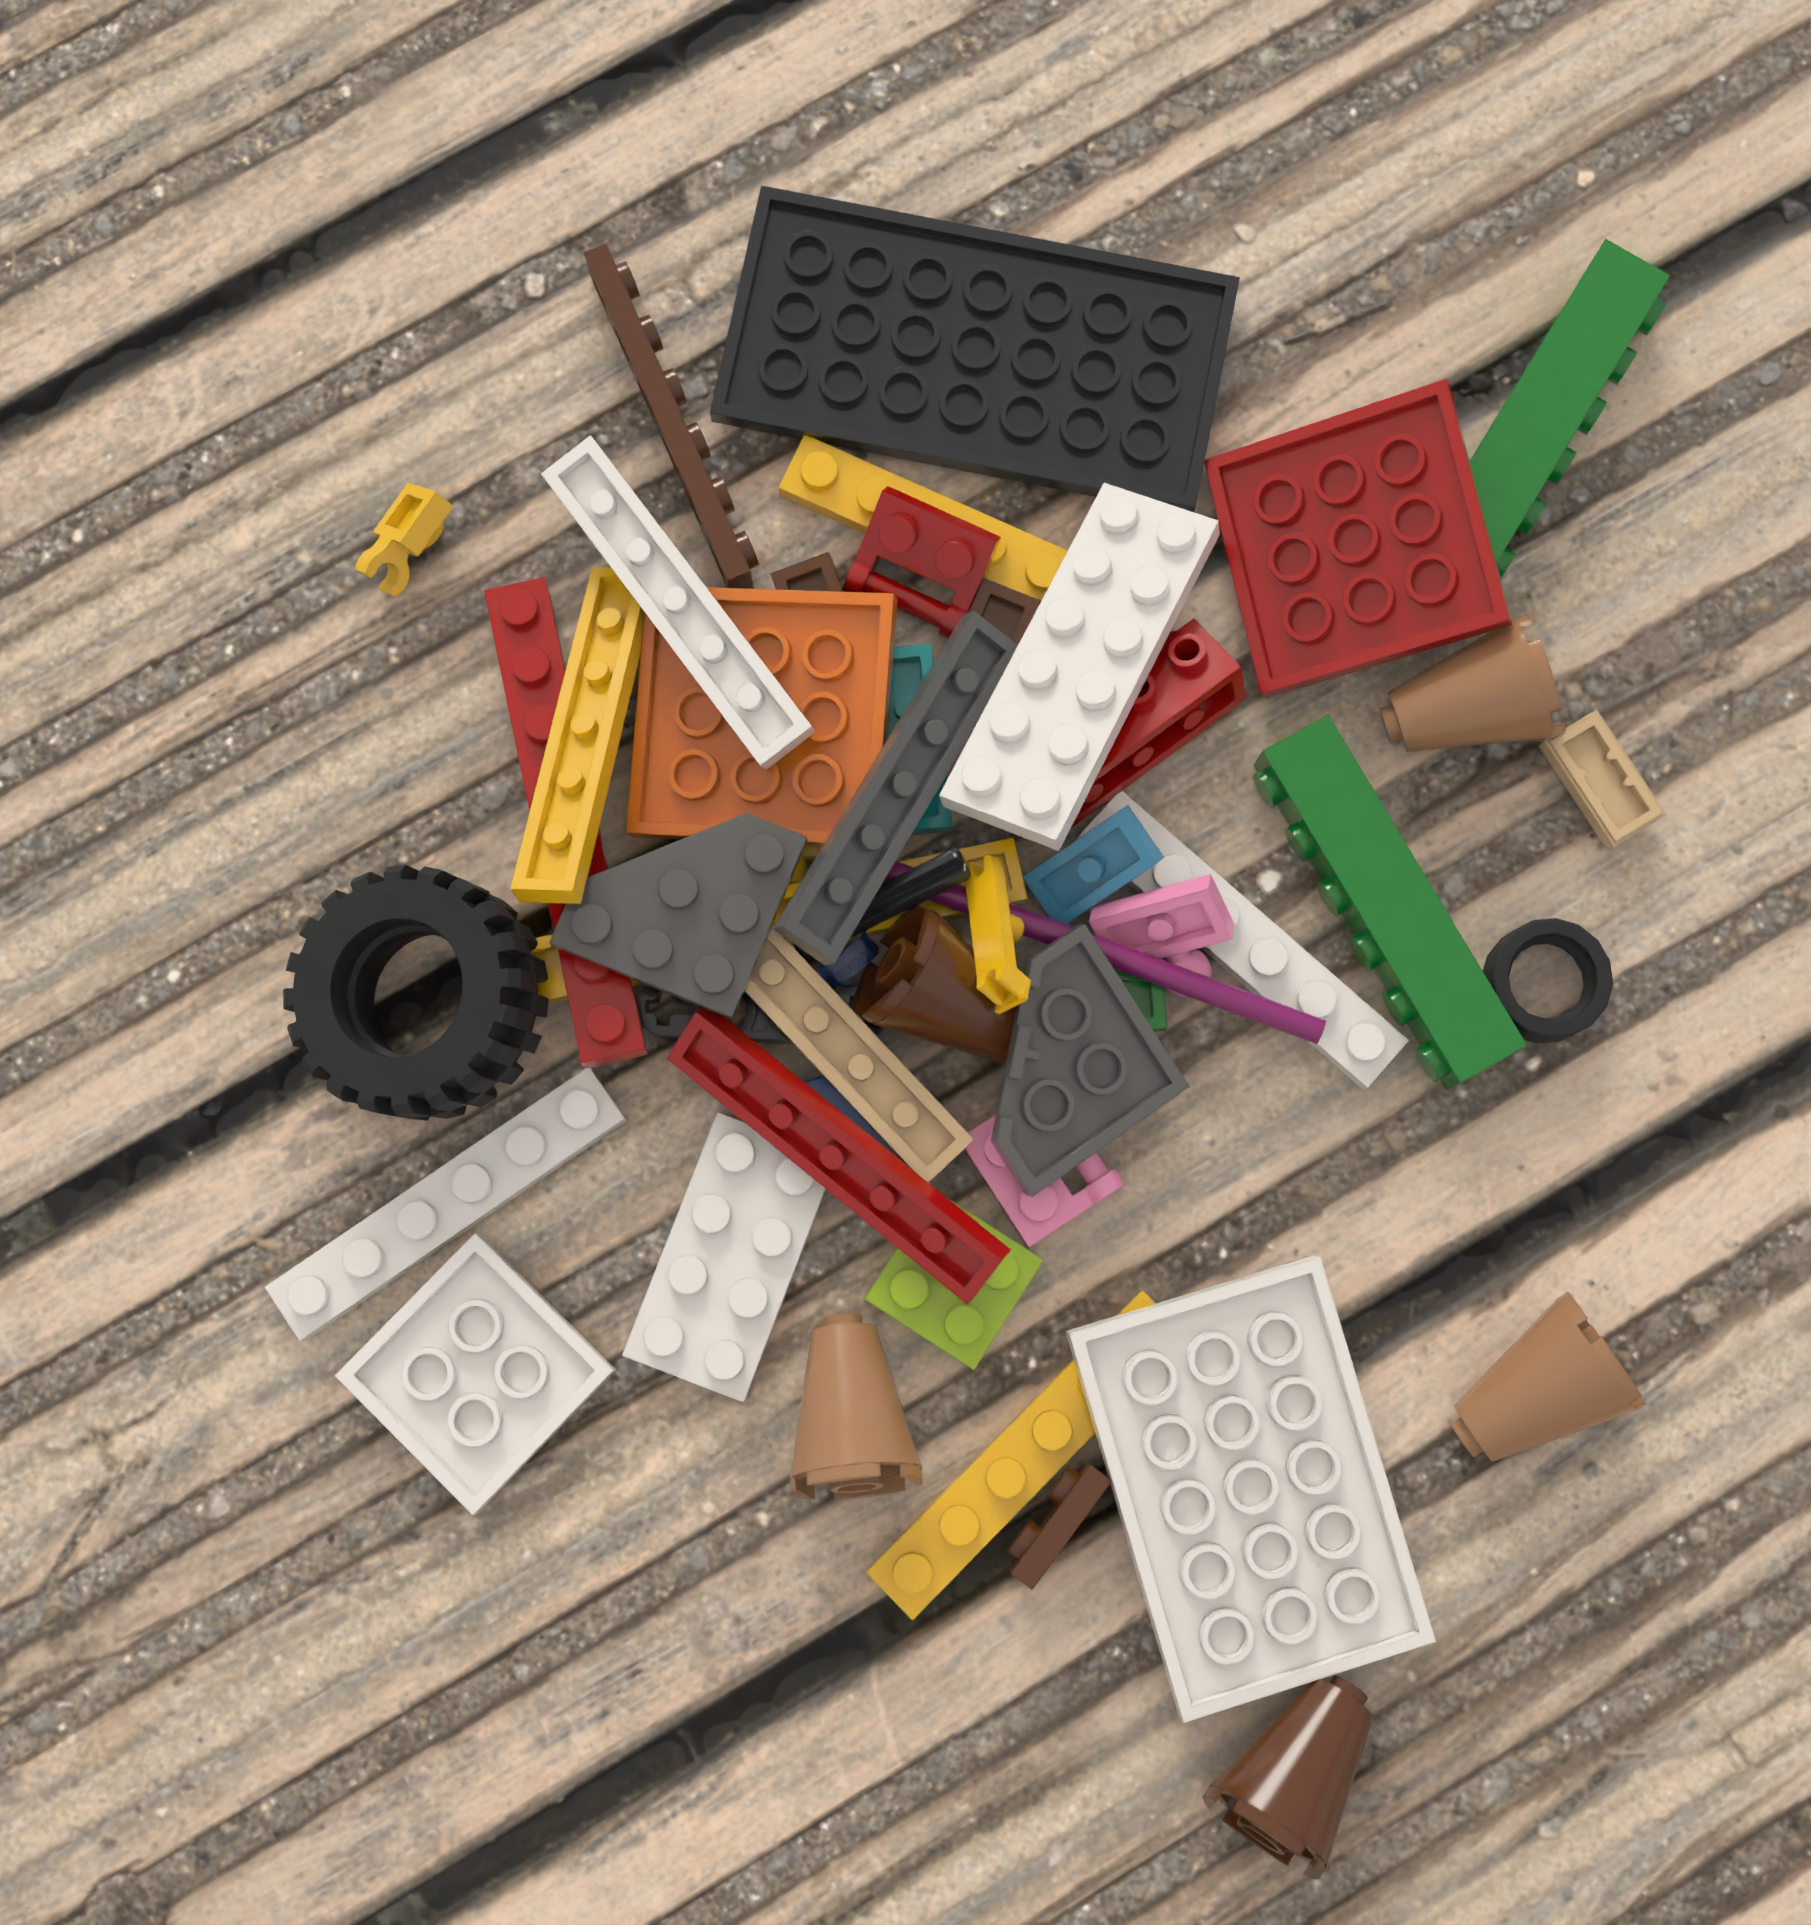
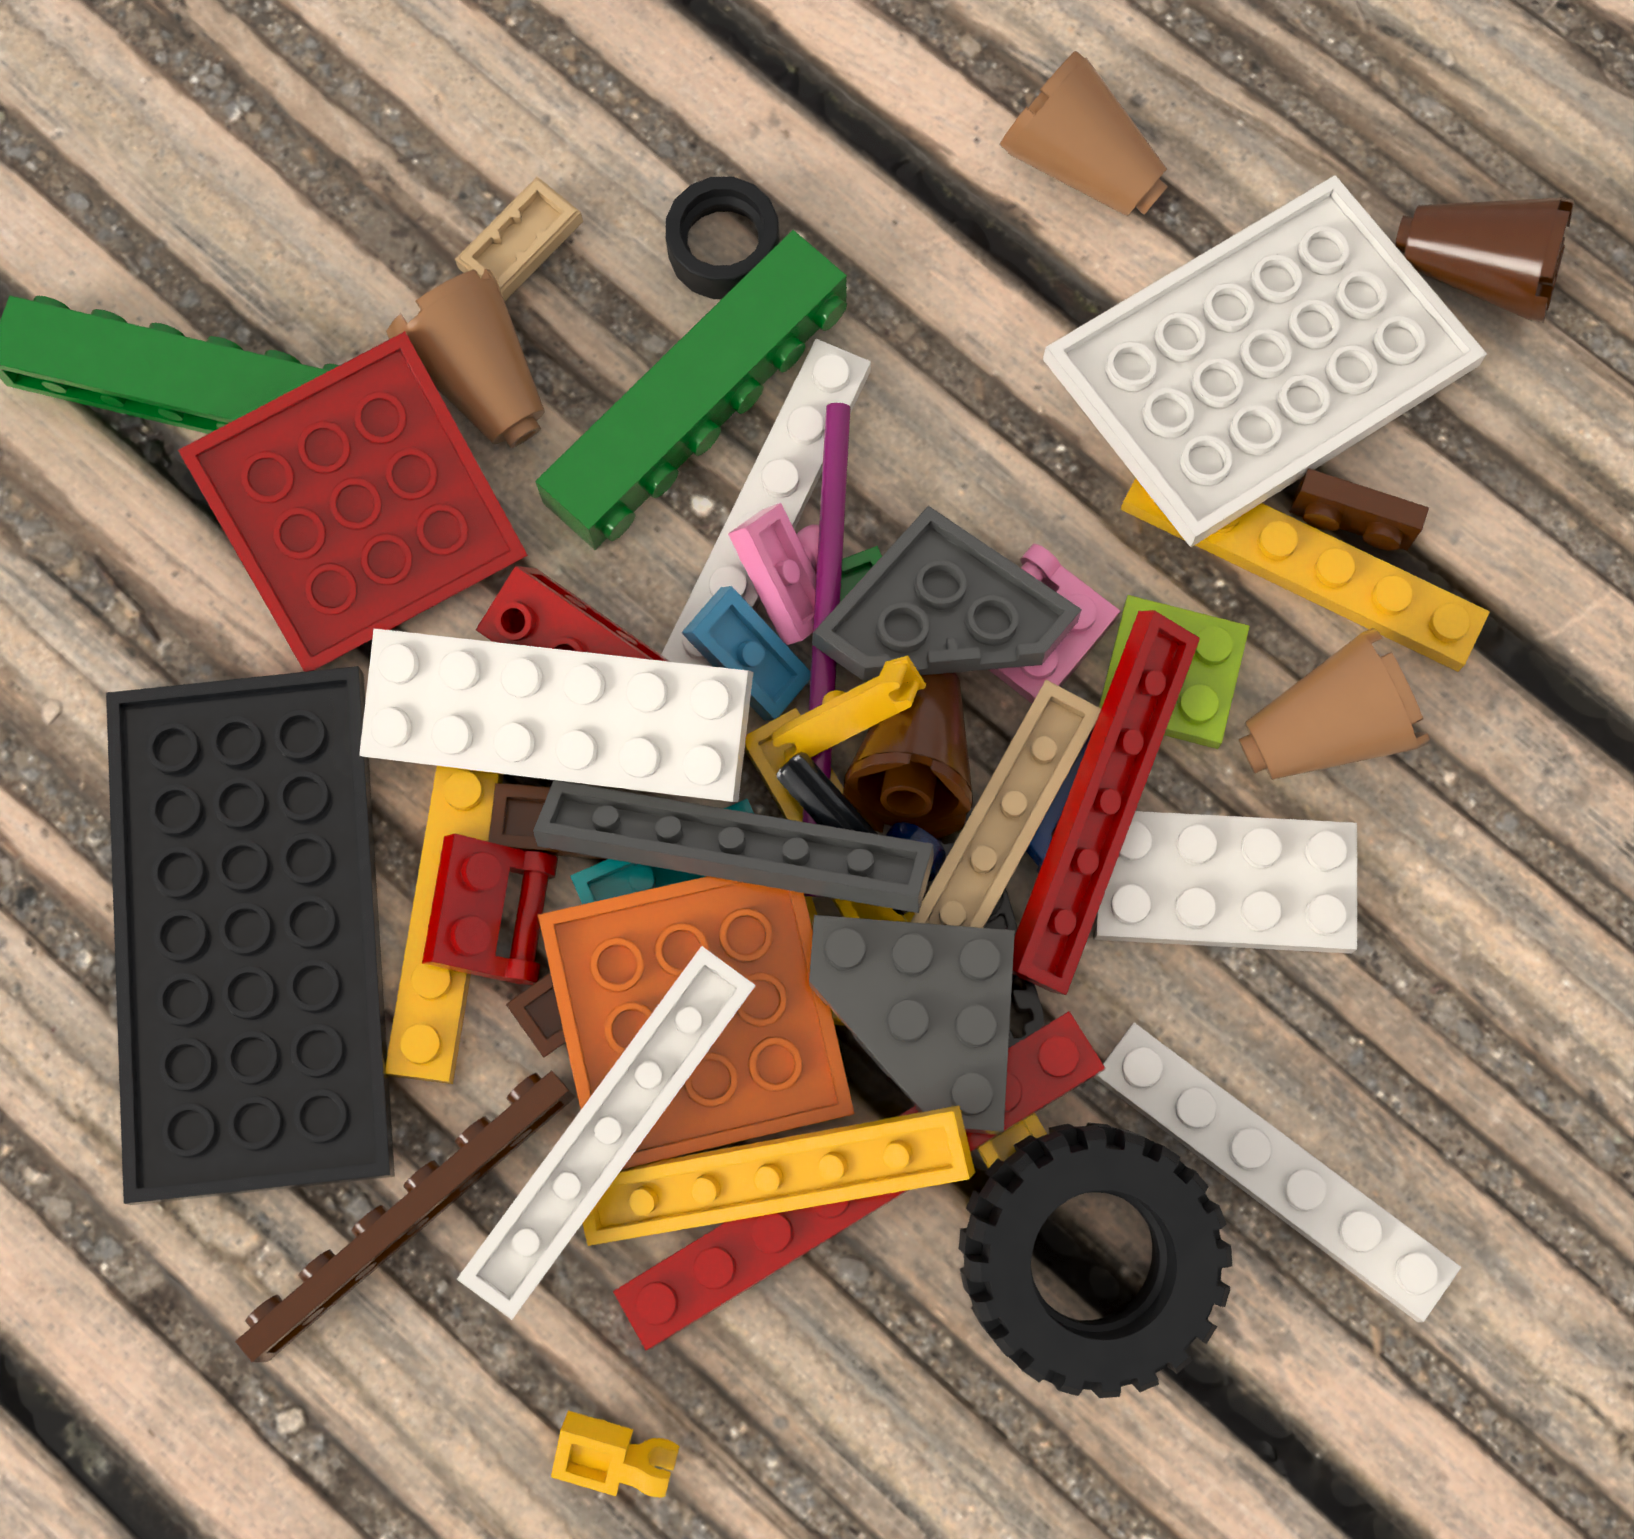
camera: 105 degrees left, 5 degrees down
(475, 1373) = (1426, 1083): white plate -> none

